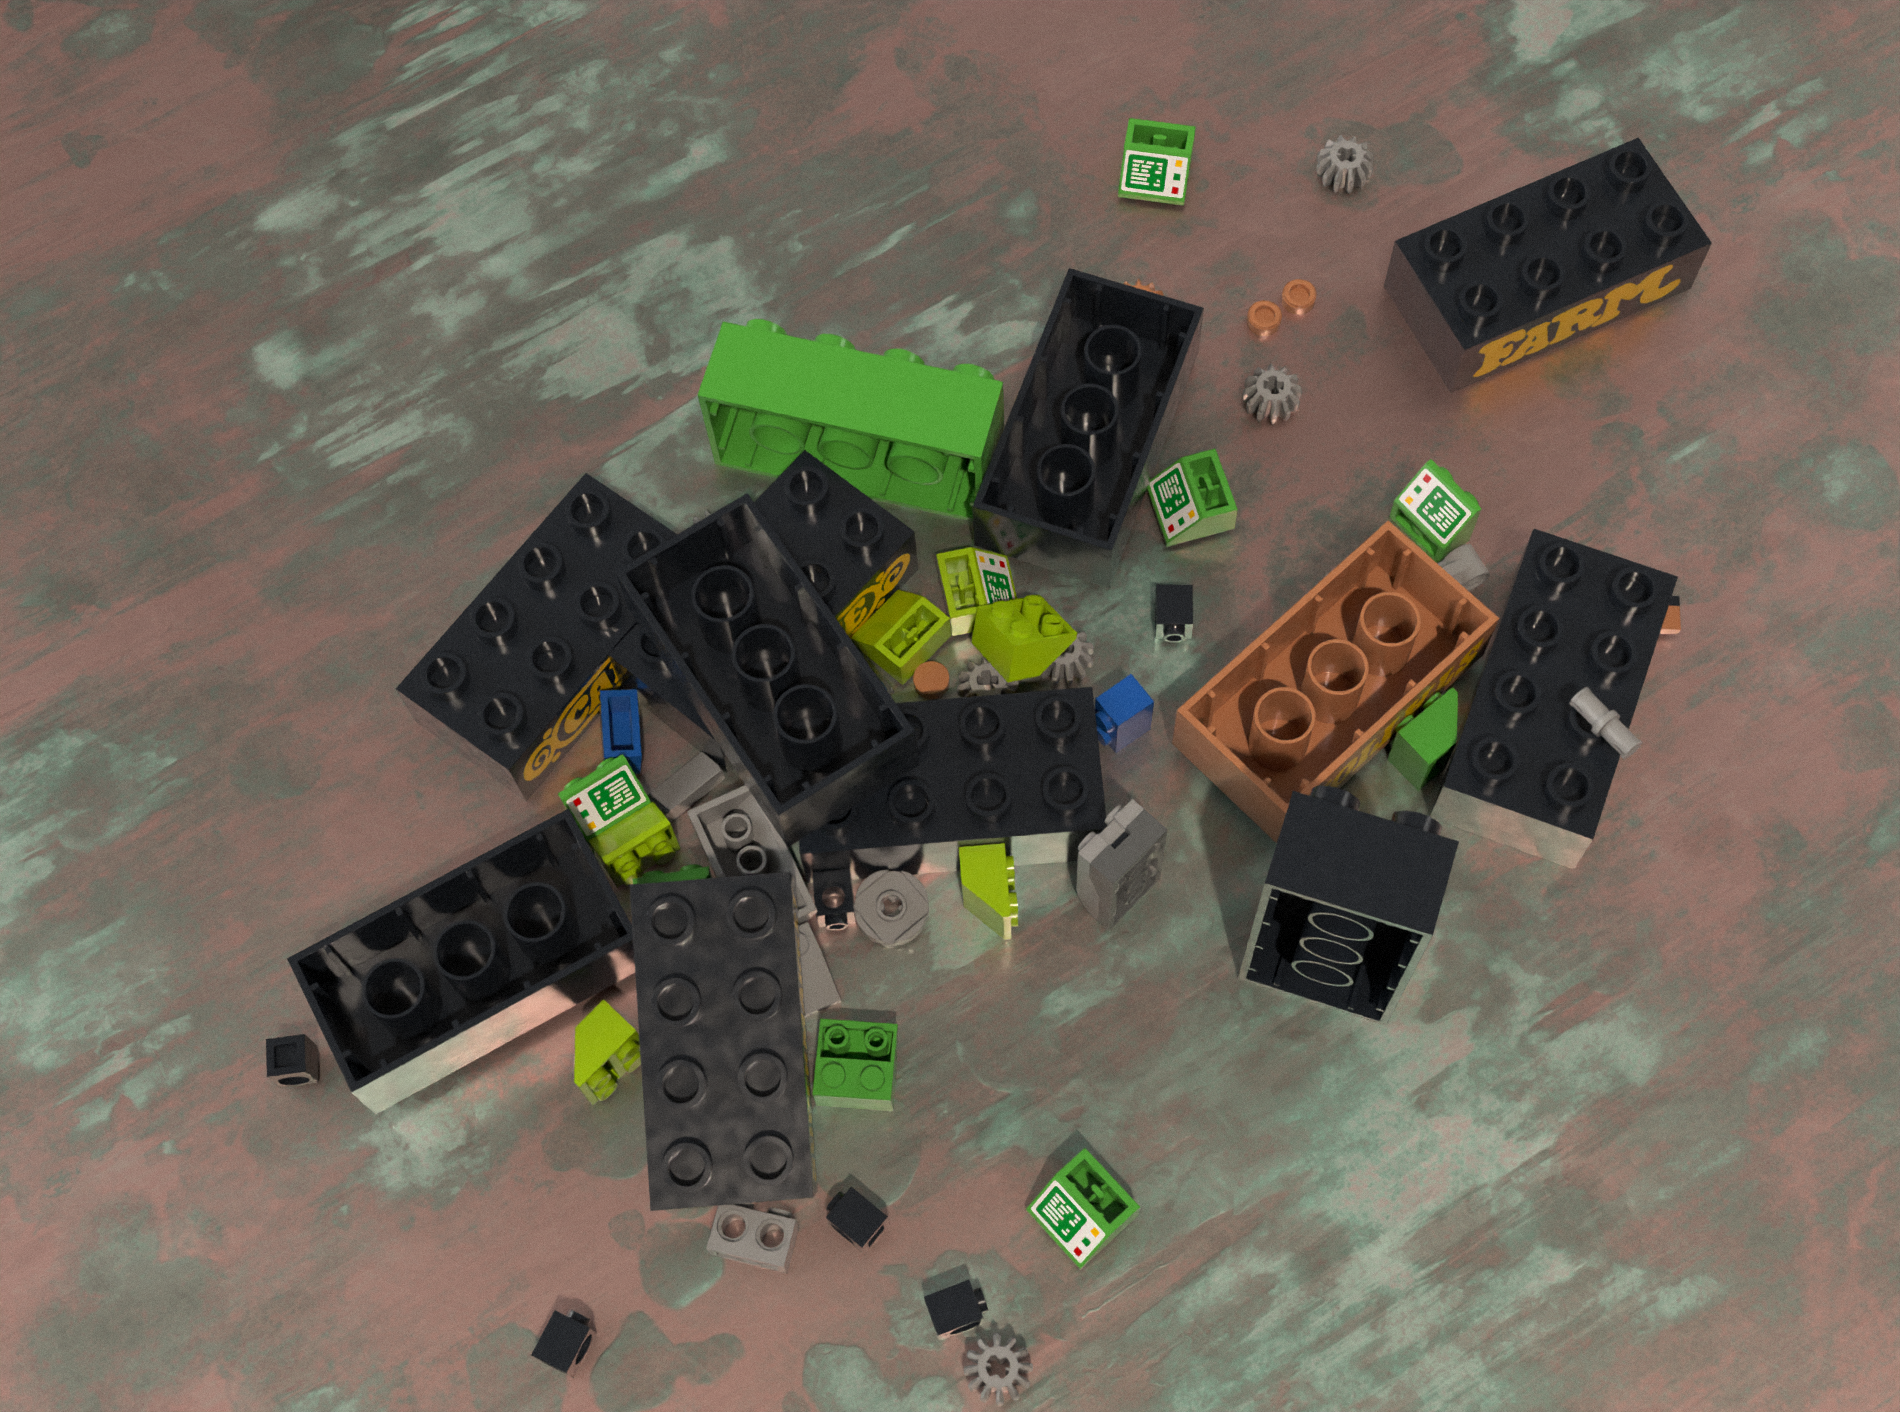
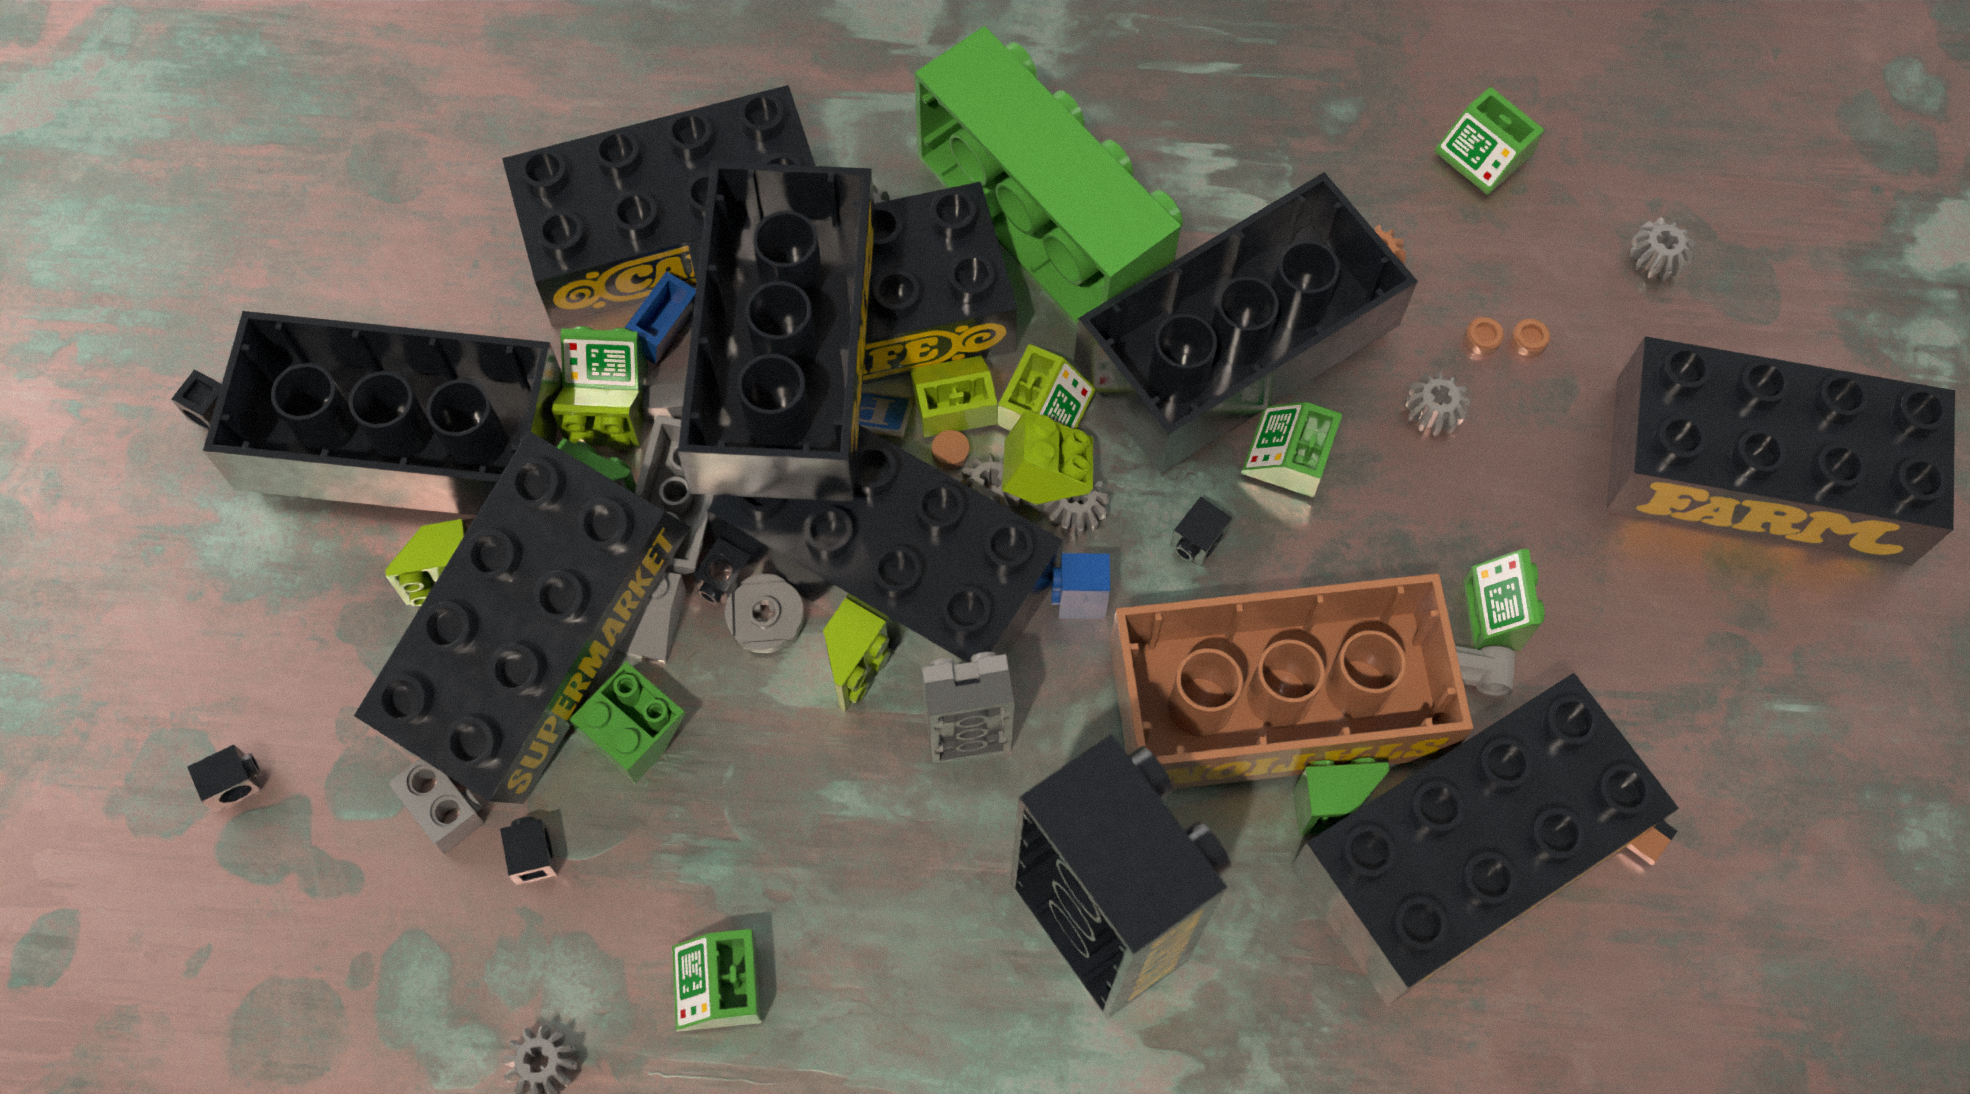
camera: 30 degrees right, 0 degrees up
(956, 1309) = (545, 985): black brick -> none
(1605, 723) = (1496, 890): light grey pin -> none

